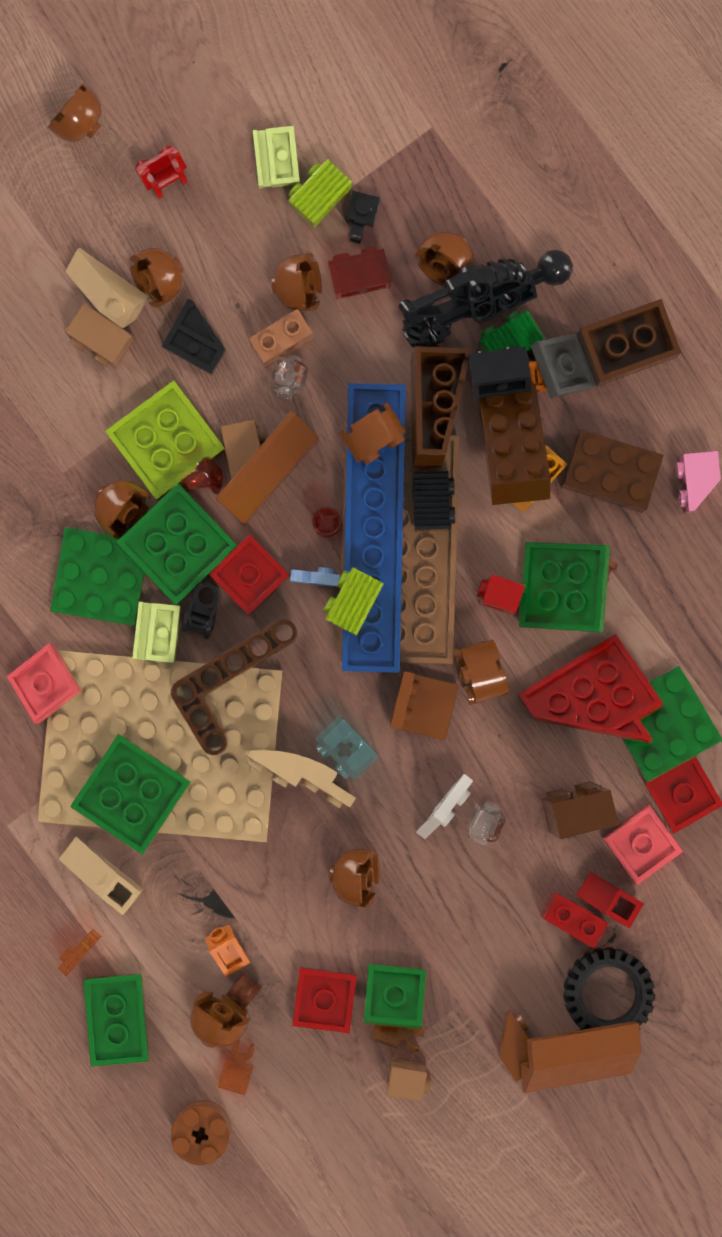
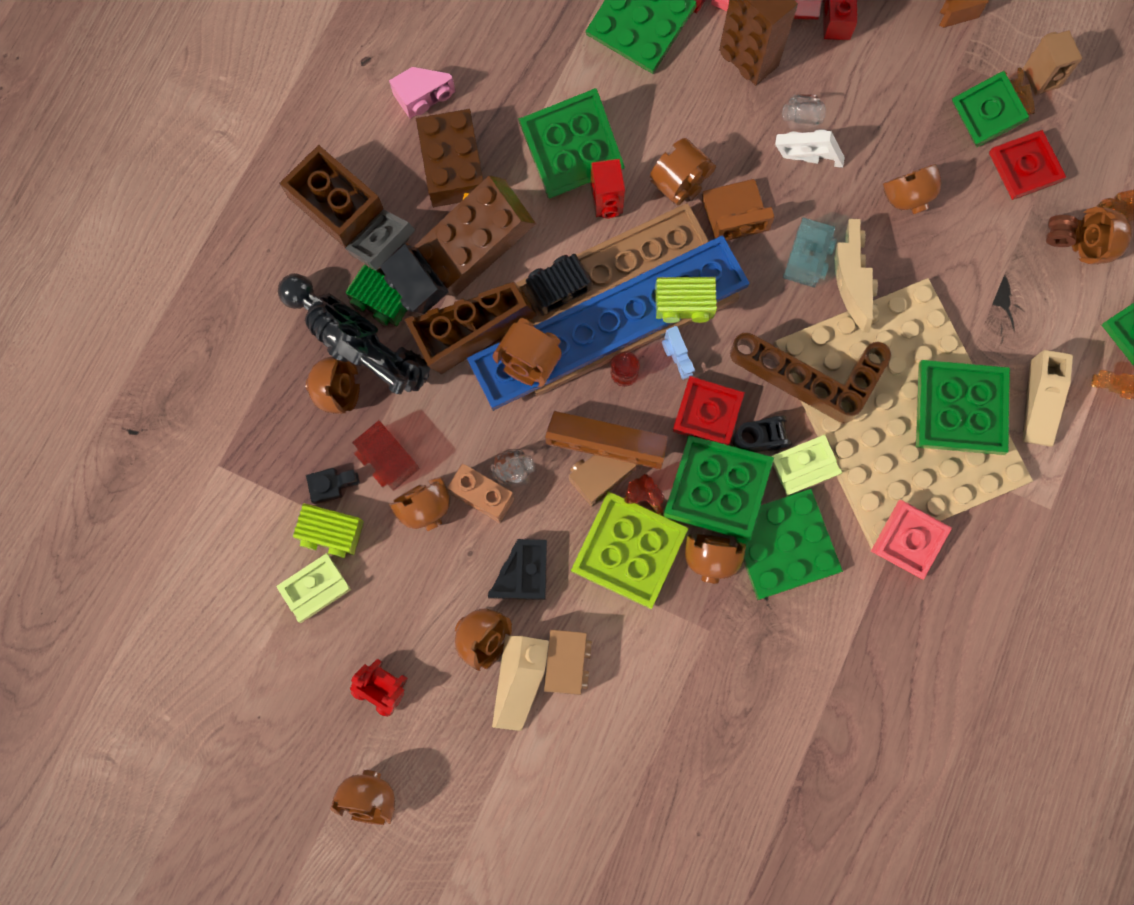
camera: 110 degrees left, 10 degrees down
(226, 950) = (1037, 264): orange bracket -> none
(596, 694) = (646, 76): red wing -> none

